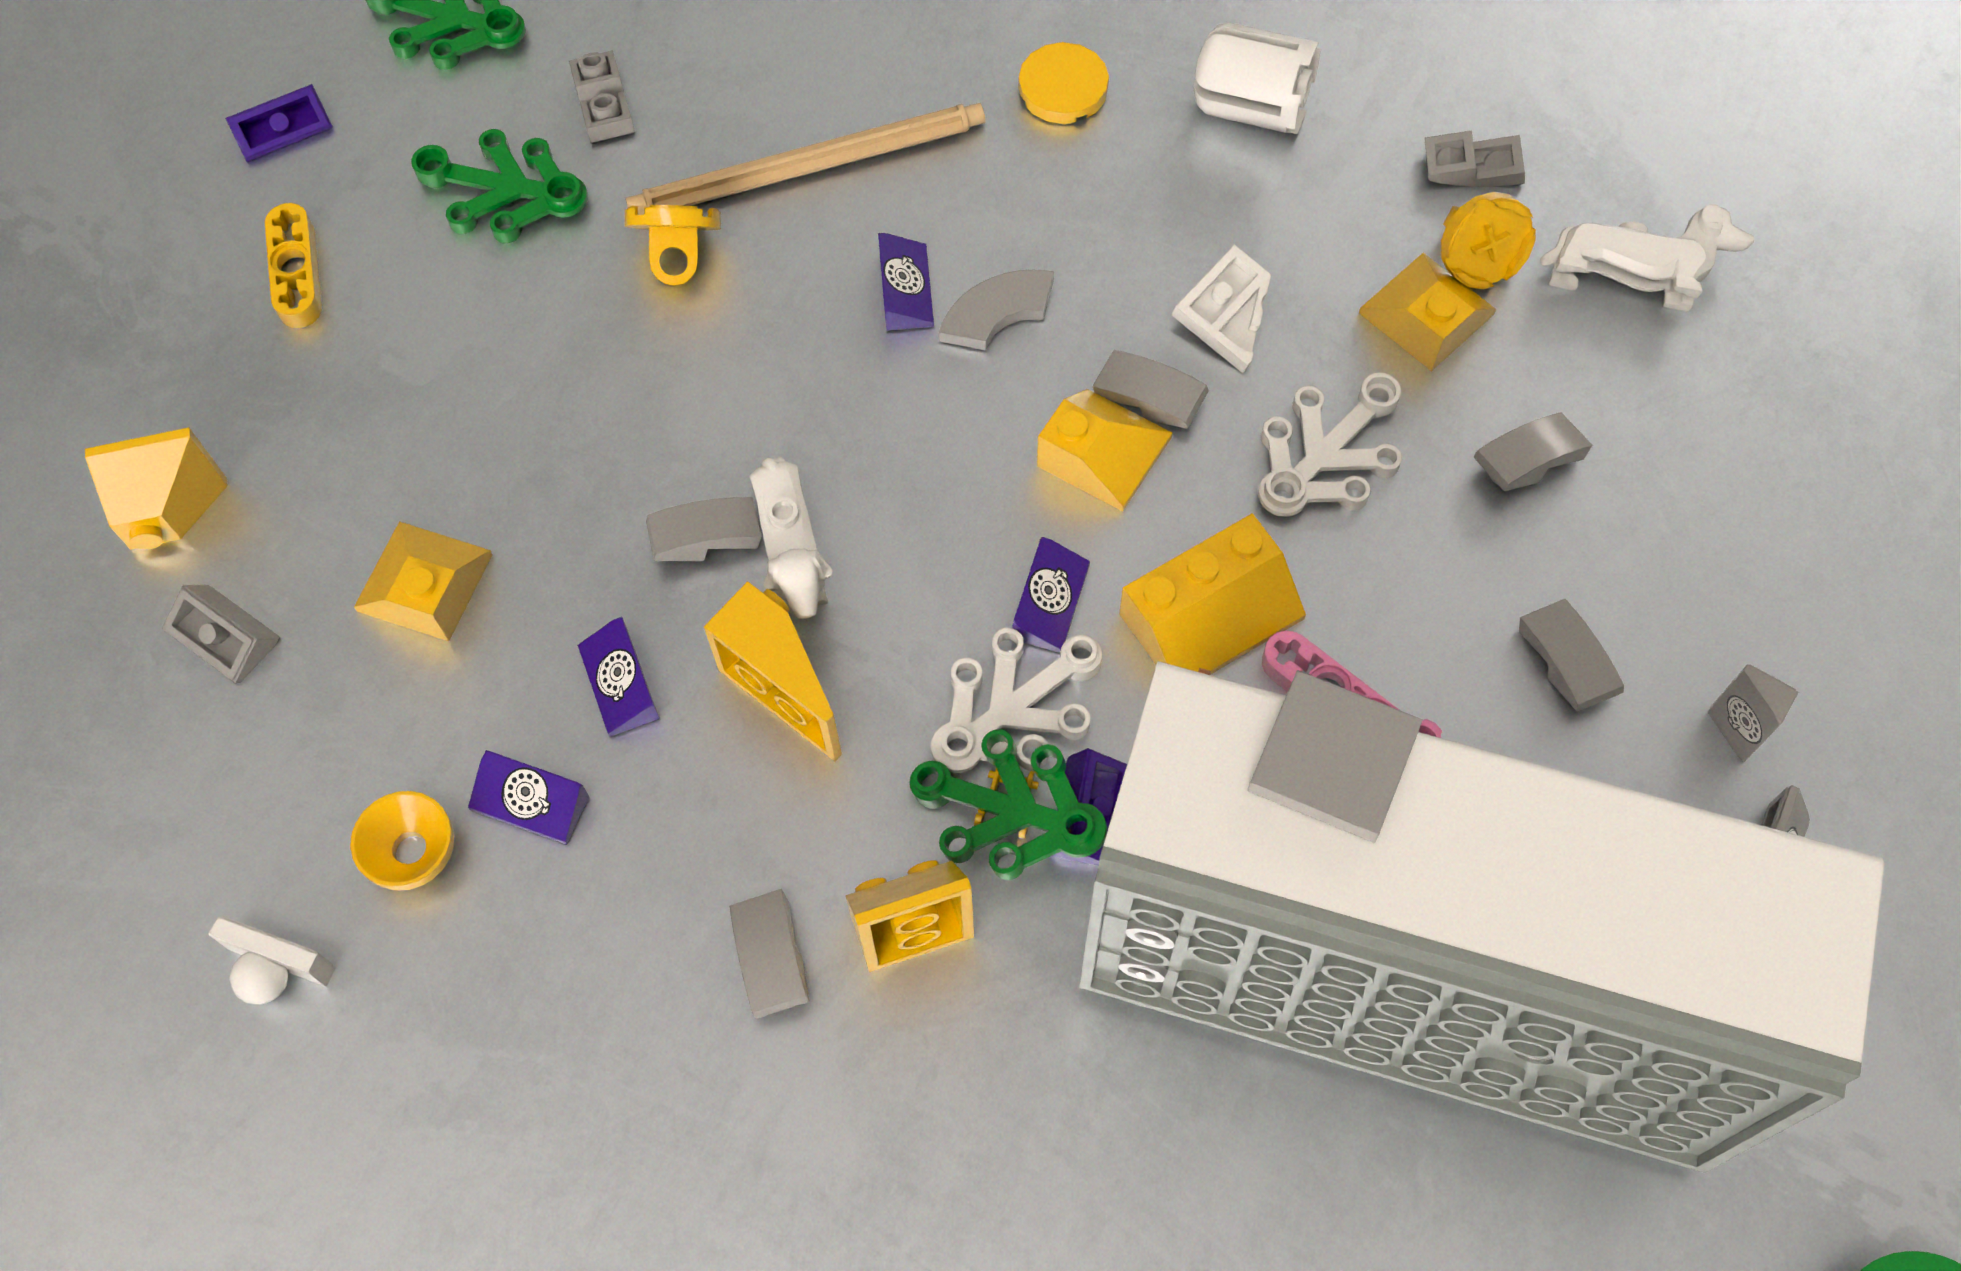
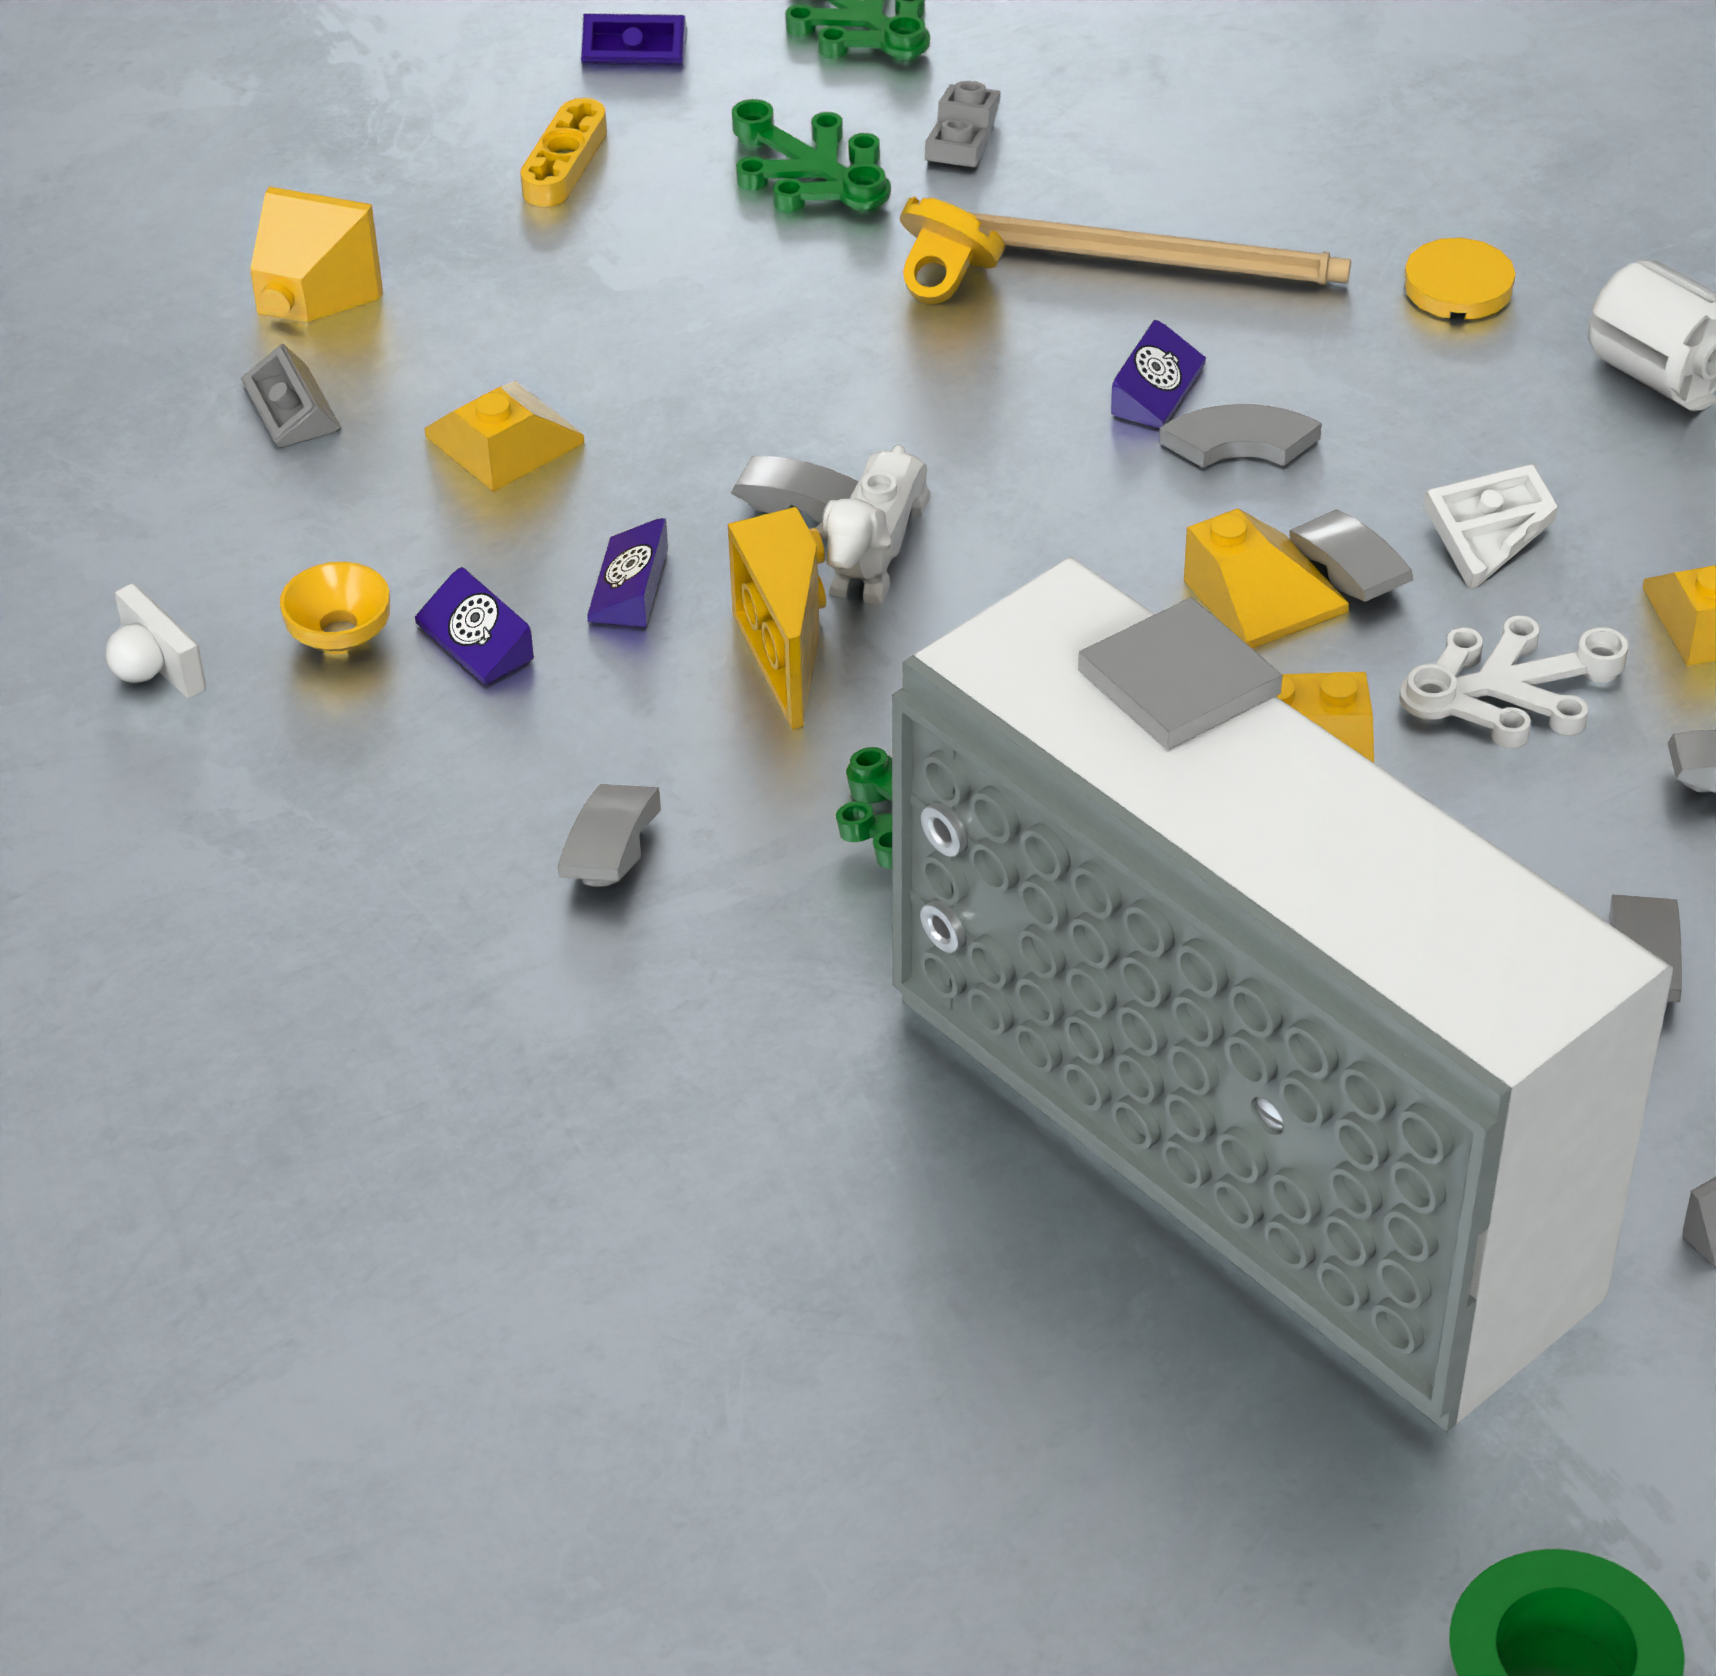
camera: 30 degrees right, 20 degrees down
(912, 913) = (763, 837): yellow slope -> none

